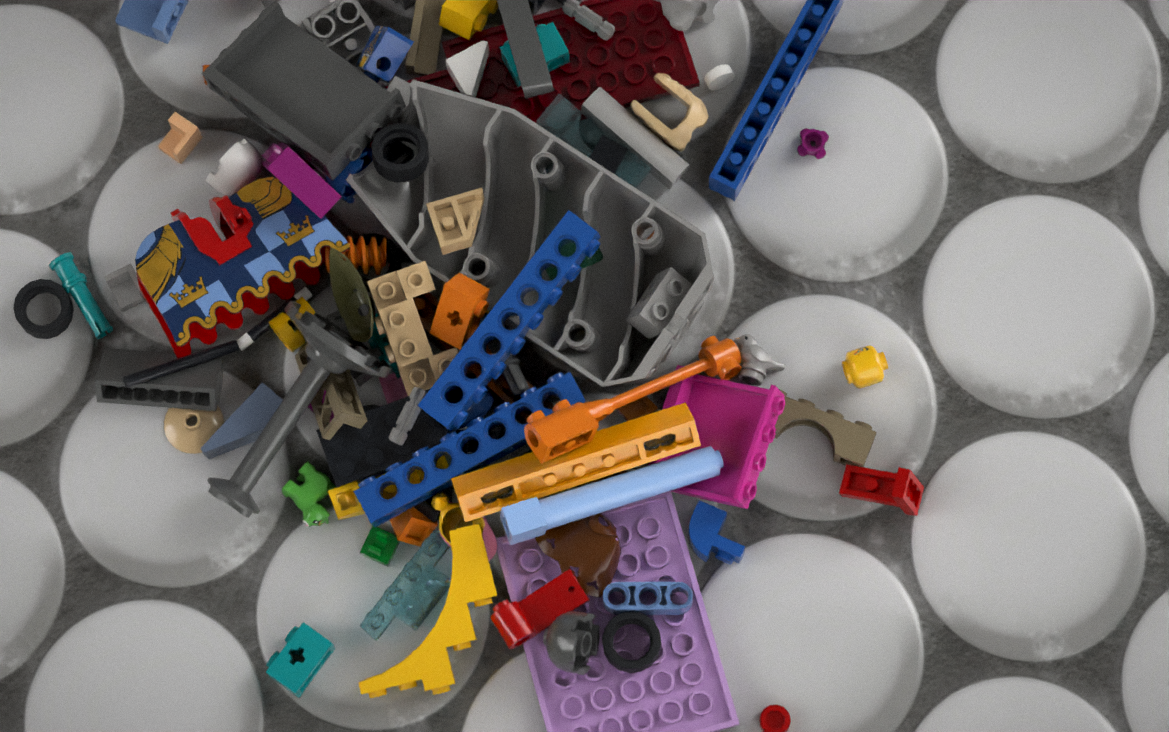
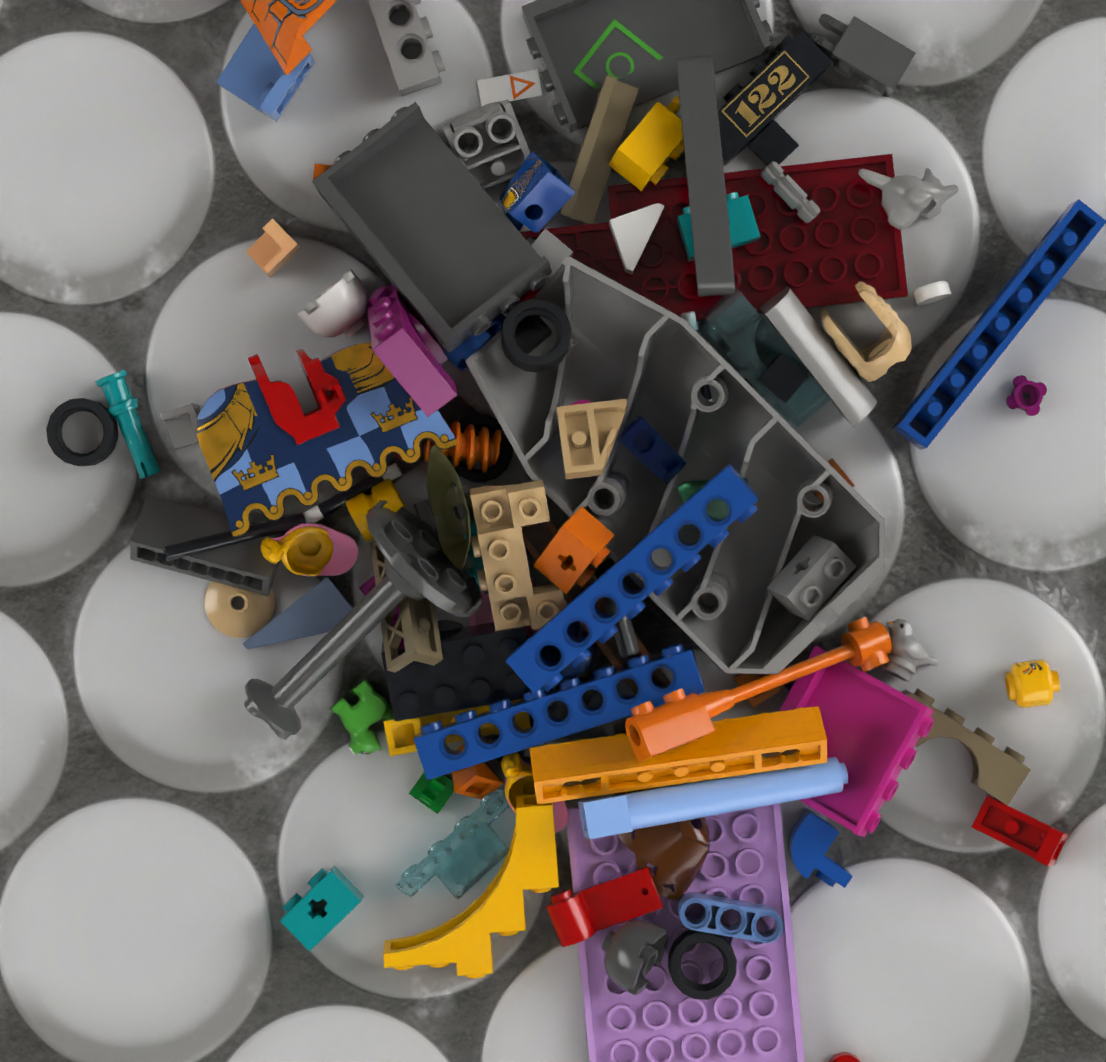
camera: 10 degrees right, 15 degrees up
(248, 364) = (312, 550): none -> yellow hair
(407, 416) = (492, 660): light grey axle -> none
(510, 225) = (651, 450): none -> clear blue leg

